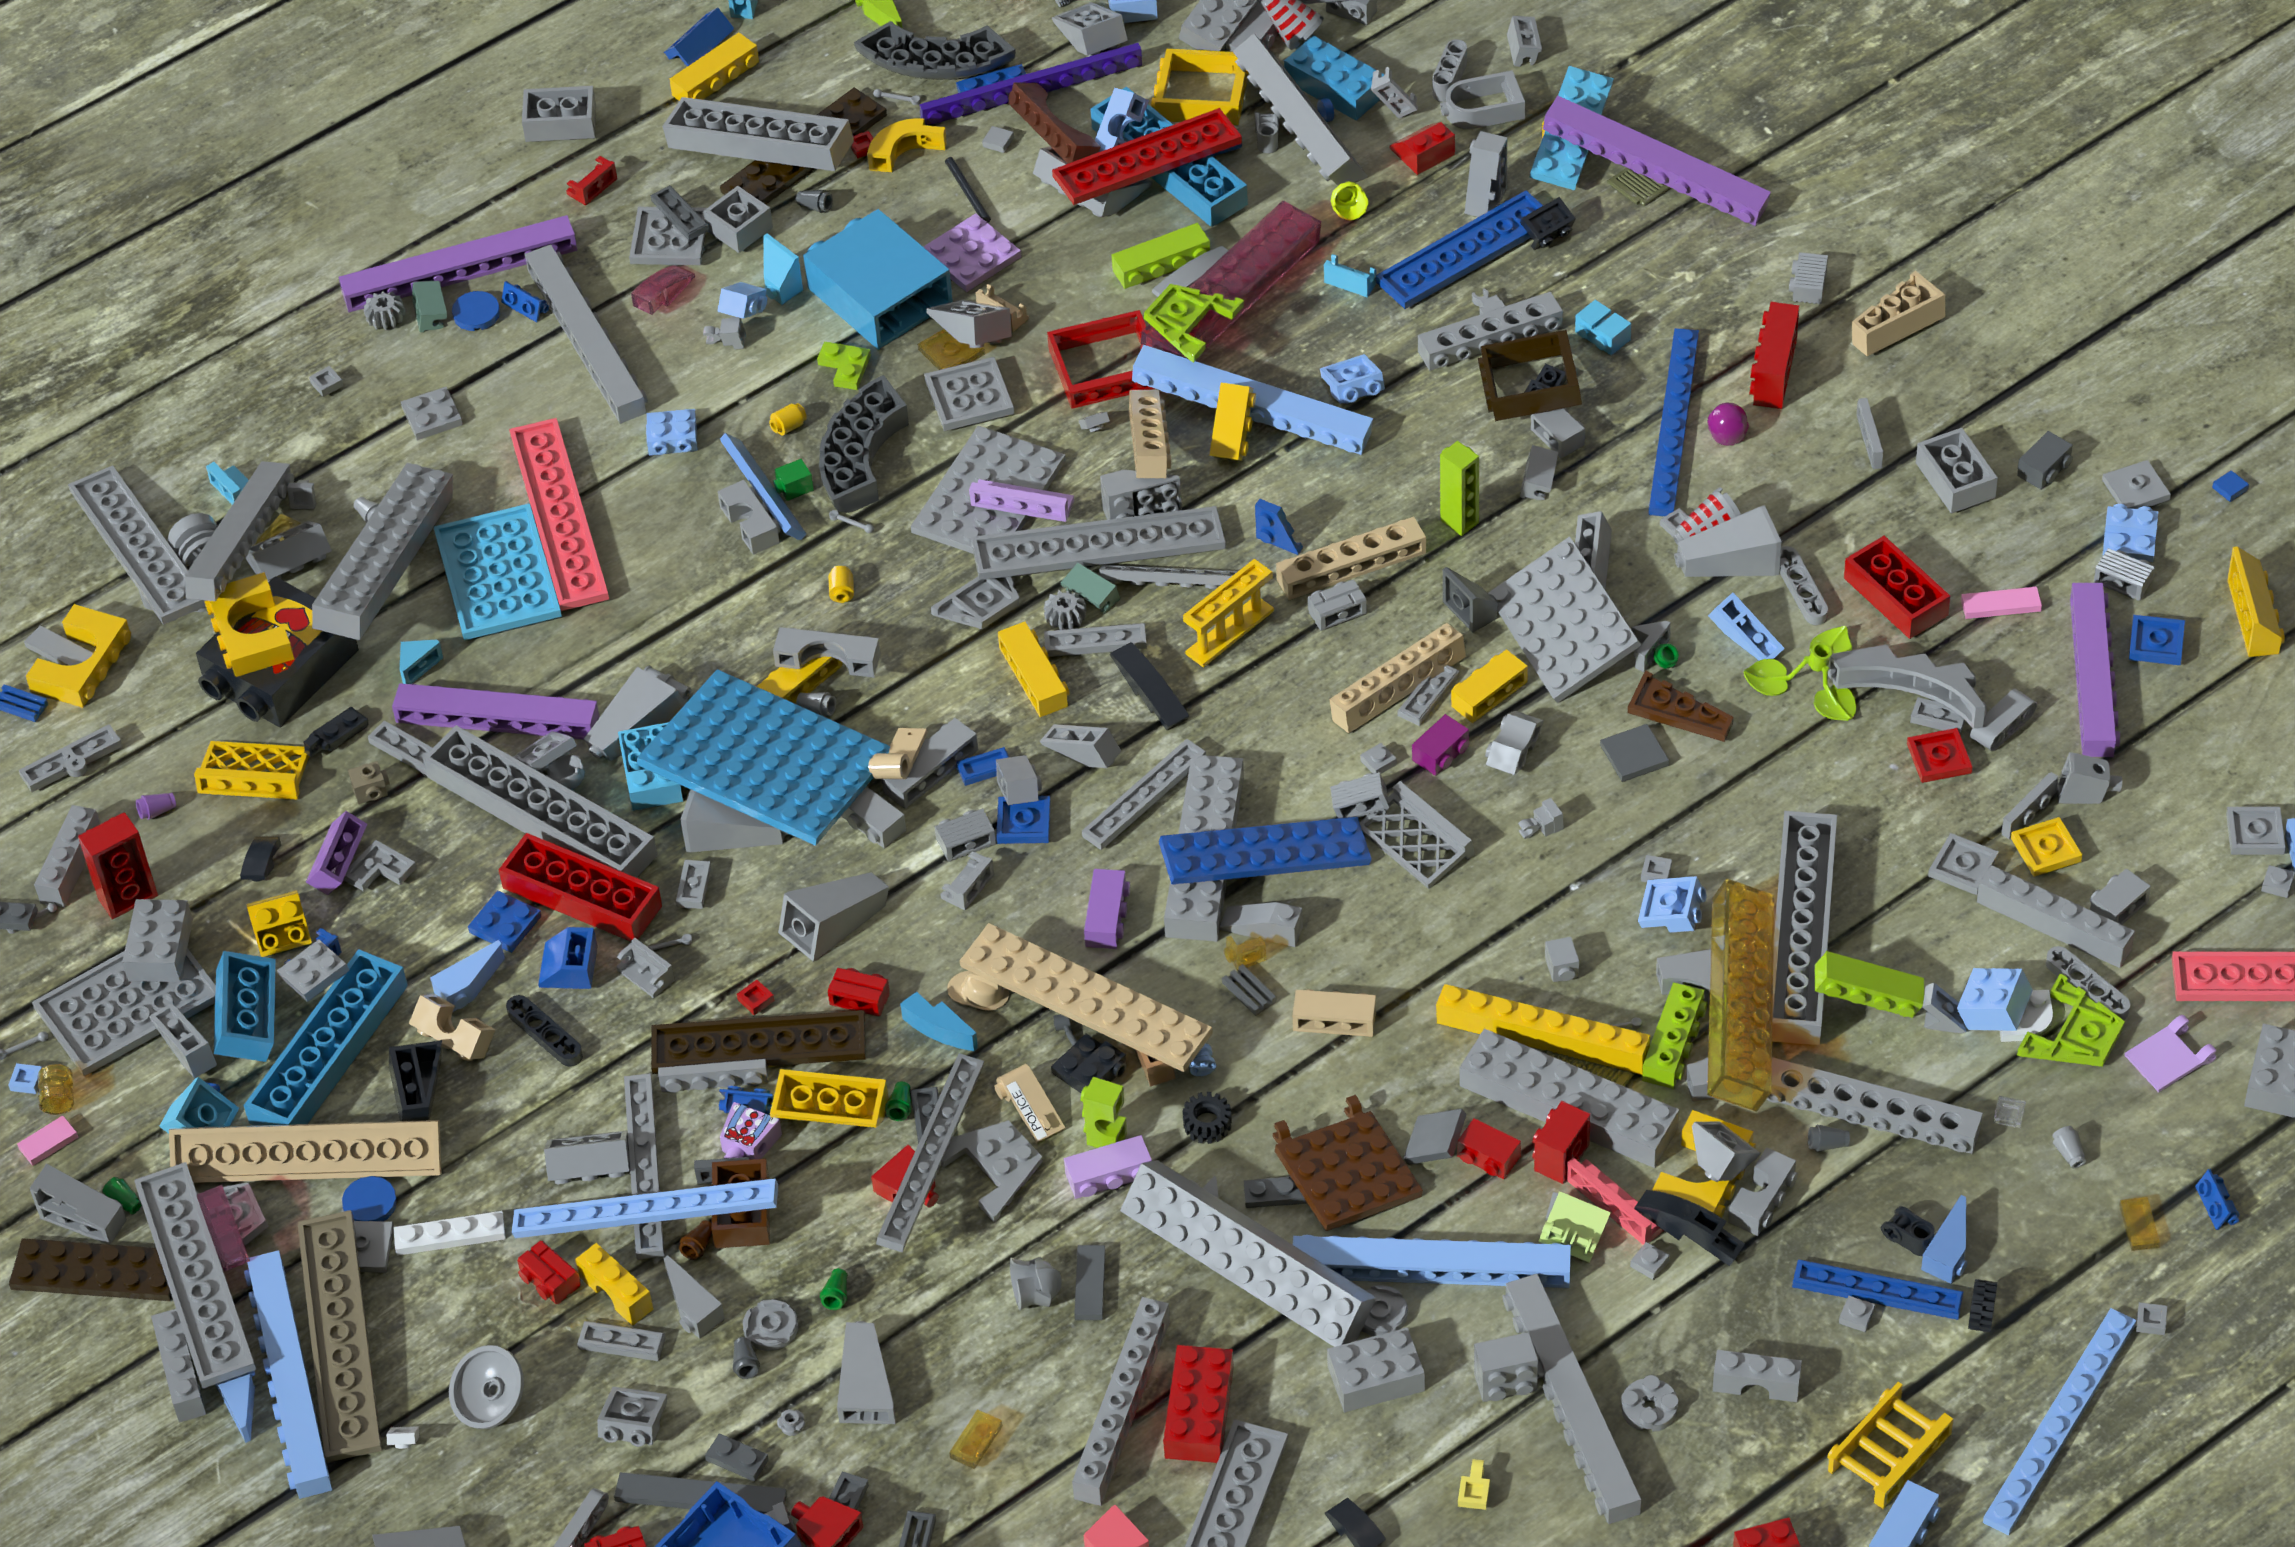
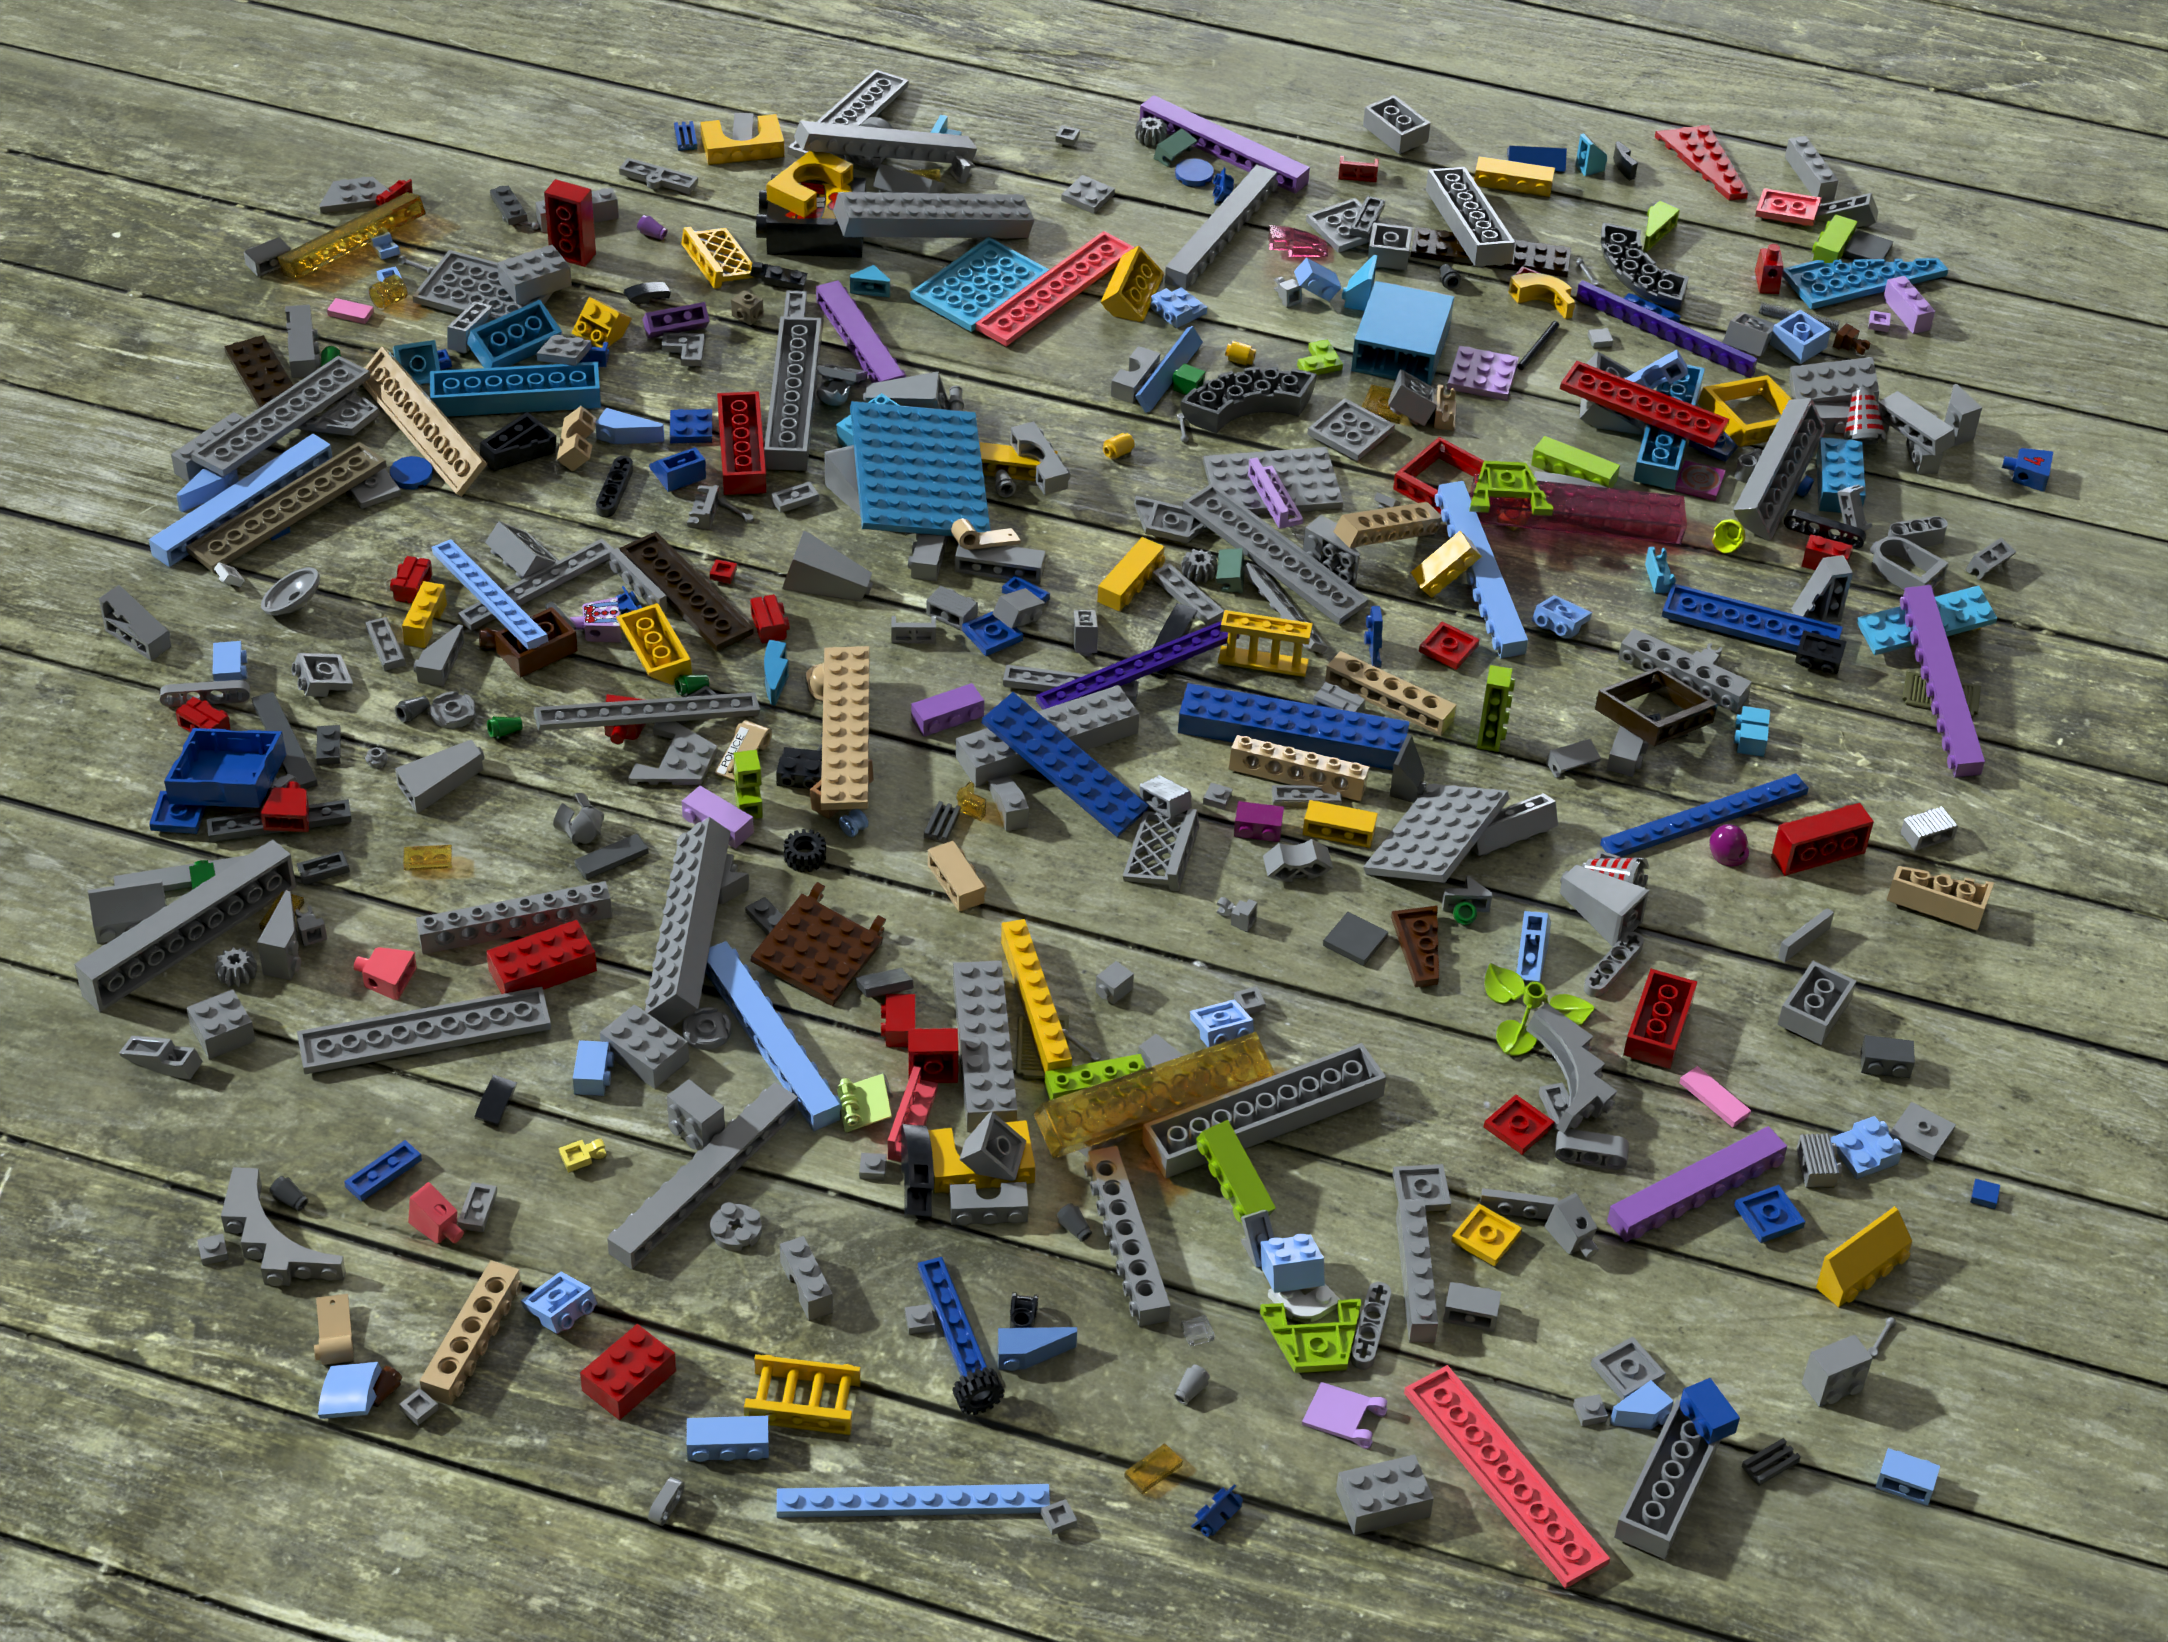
camera: 50 degrees right, 5 degrees down
(223, 1228) = (326, 409): clear pink slope -> none
(449, 1233) = (412, 521): white plate -> none
(548, 1495) = (229, 661): none -> light blue brick
(612, 451) = (1132, 286): none -> yellow slope
(1031, 105) = (1639, 335): copper arch -> none
(1175, 729) = (1136, 666): none -> dark purple plate
(1258, 176) = (1700, 480): none -> tile
(1322, 481) = (1449, 645): none -> red plate
(1339, 654) = (1304, 726): none -> blue brick
(1368, 139) = (1825, 526): none -> black beam
(1371, 1426) = (592, 1067): none -> light blue brick

